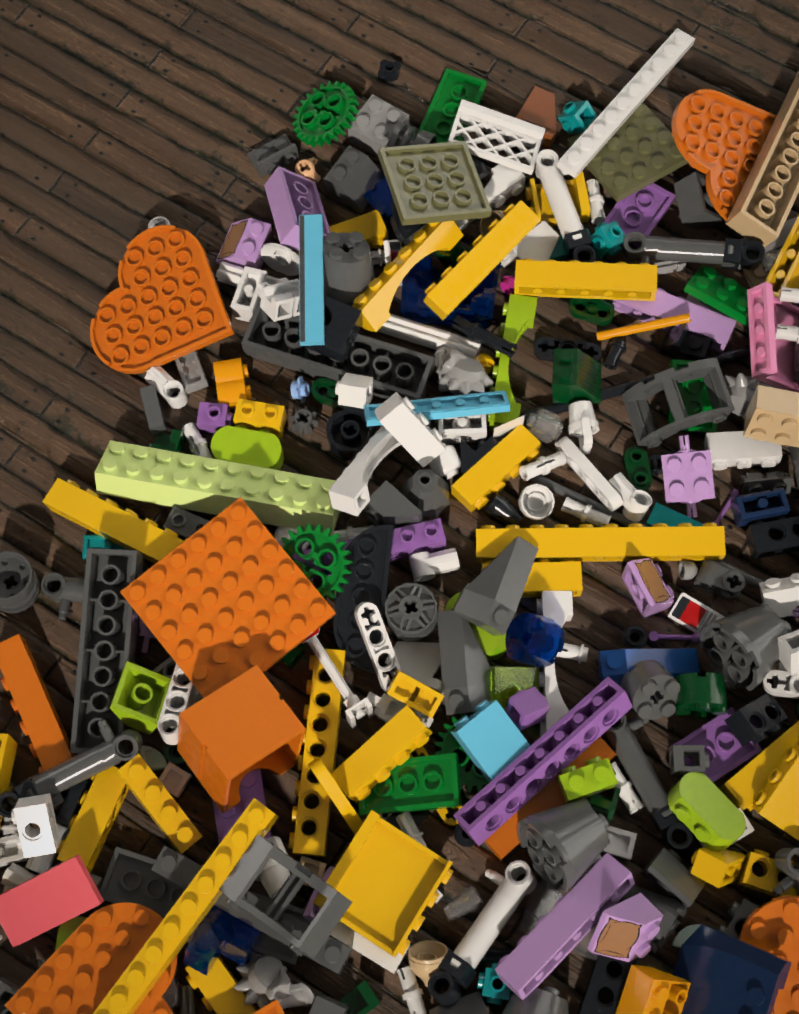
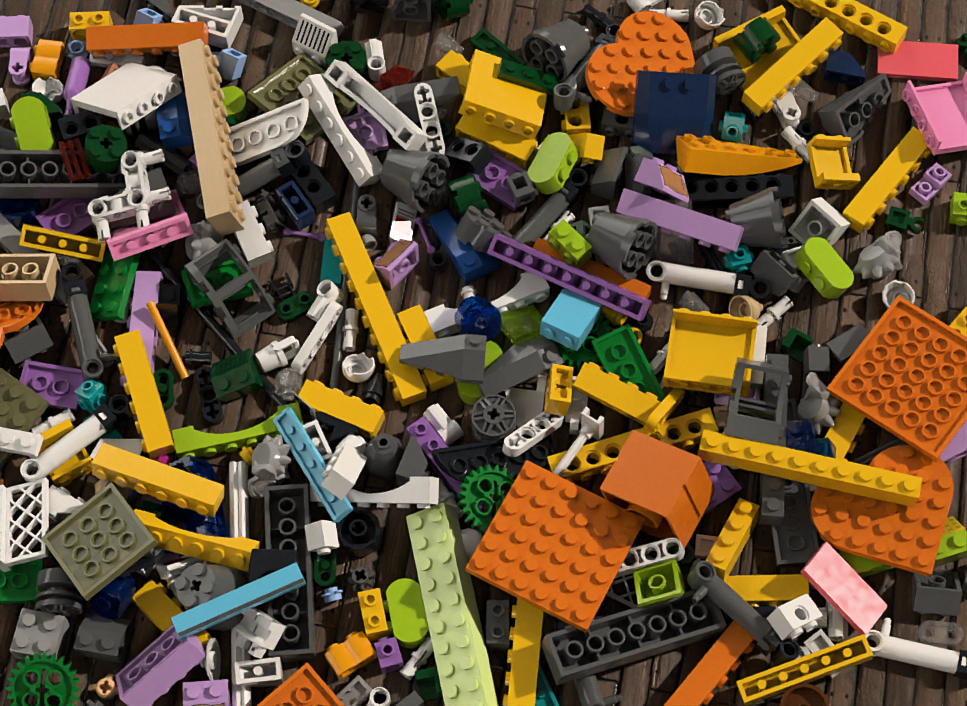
camera: 115 degrees left, 5 degrees down
(476, 332) = (226, 456): black pin -> none
(527, 708) = (532, 305): medium lavender brick -> none
(542, 465) = (324, 374): white pin -> none
(688, 476) = (290, 263): lavender plate -> none

